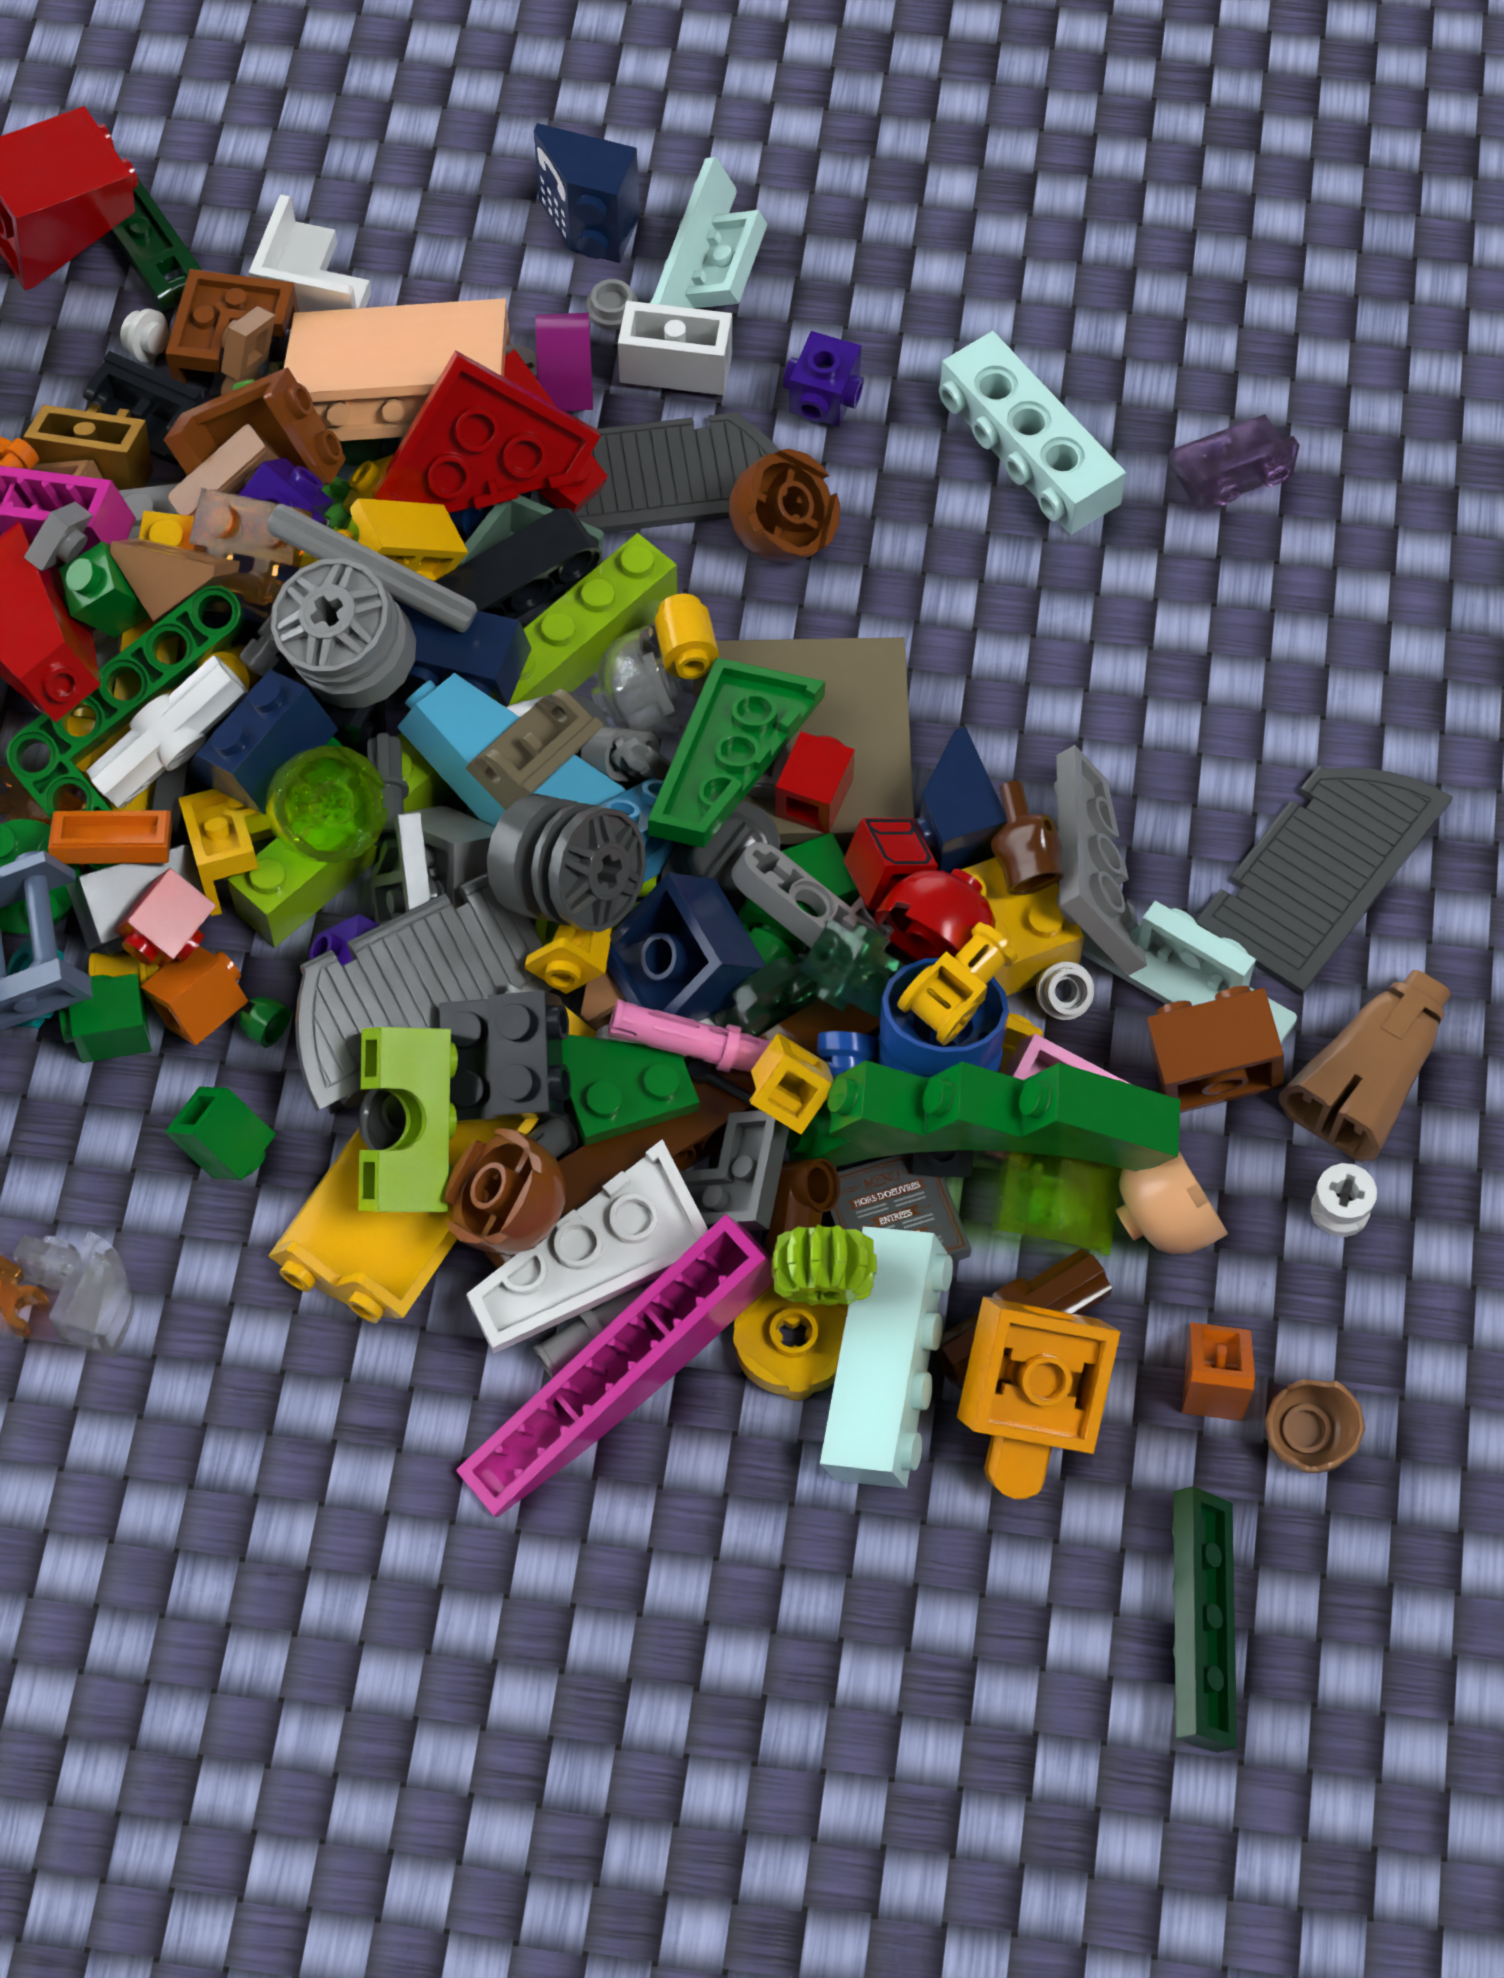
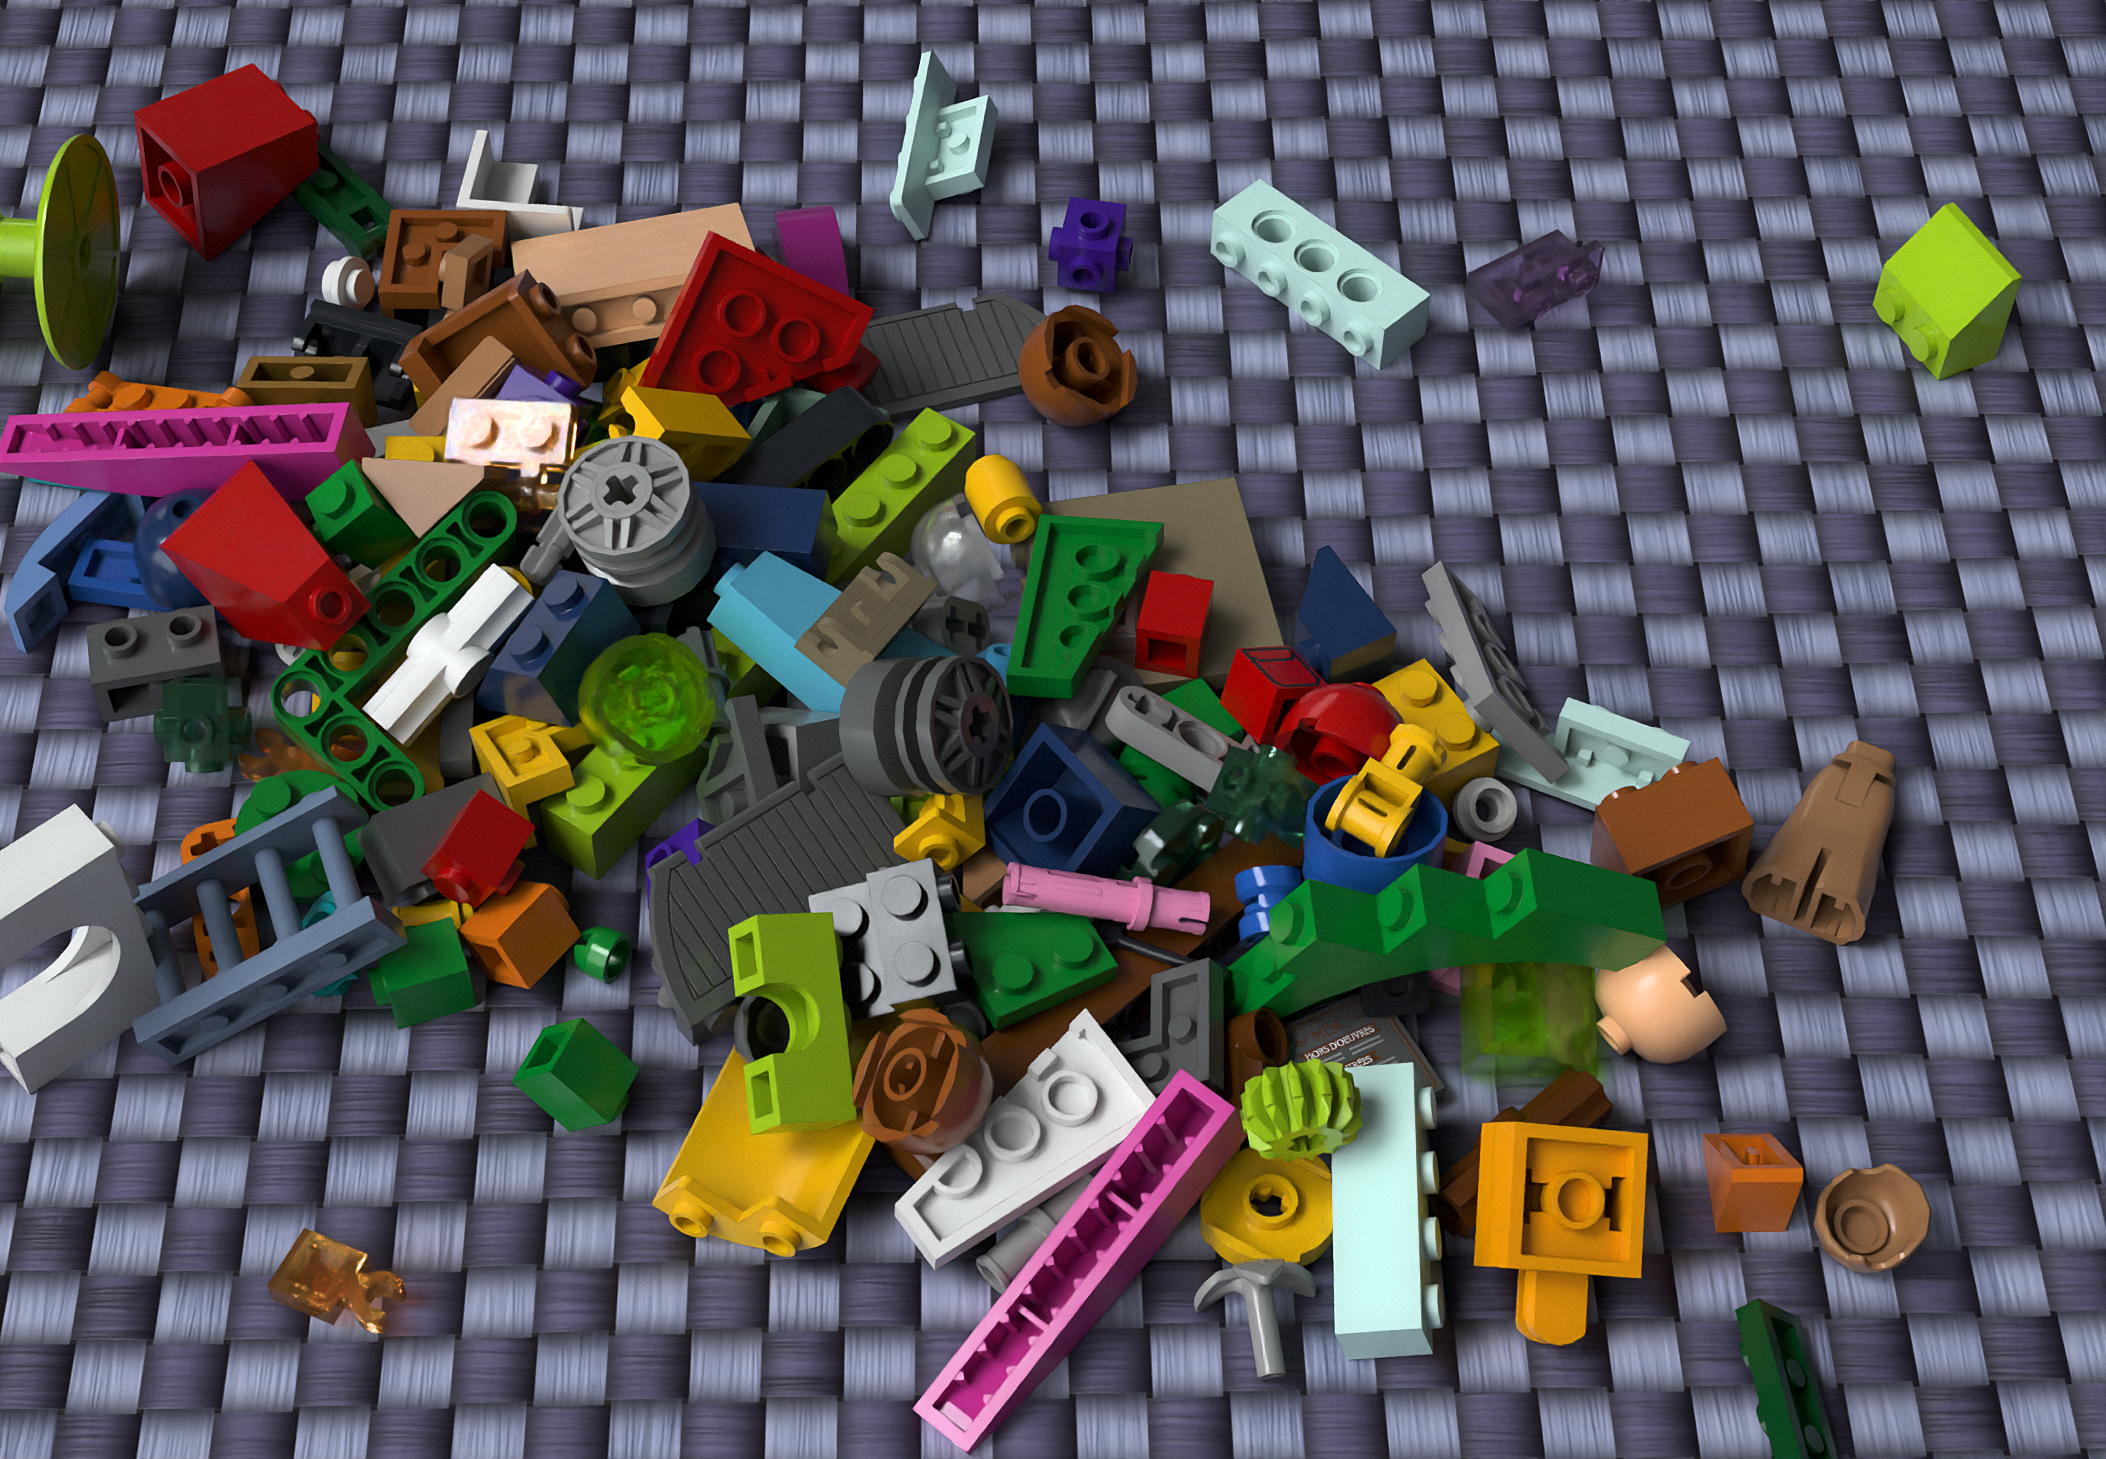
camera: 10 degrees left, 10 degrees down
(59, 537) = (302, 463): light grey plate -> none
(93, 1286) = (453, 1267): clear brick -> none
(111, 836) = (403, 771): orange tile -> none
(399, 580) = (706, 468): light grey axle -> none
(588, 190) = (803, 93): dark blue slope -> none
(608, 302) = (851, 201): light grey plate -> none
(639, 759) = (976, 626): light grey axle -> none
(675, 347) = (927, 231): white brick -> none
(766, 1406) = (1256, 1284): none -> light grey plant
(790, 1083) = (1221, 924): yellow brick -> none
(1027, 845) = (1422, 653): reddish brown piece -> none
(1322, 868) = (1729, 653): dark grey piece -> none
(1336, 1213) = (1822, 987): white wheel -> none

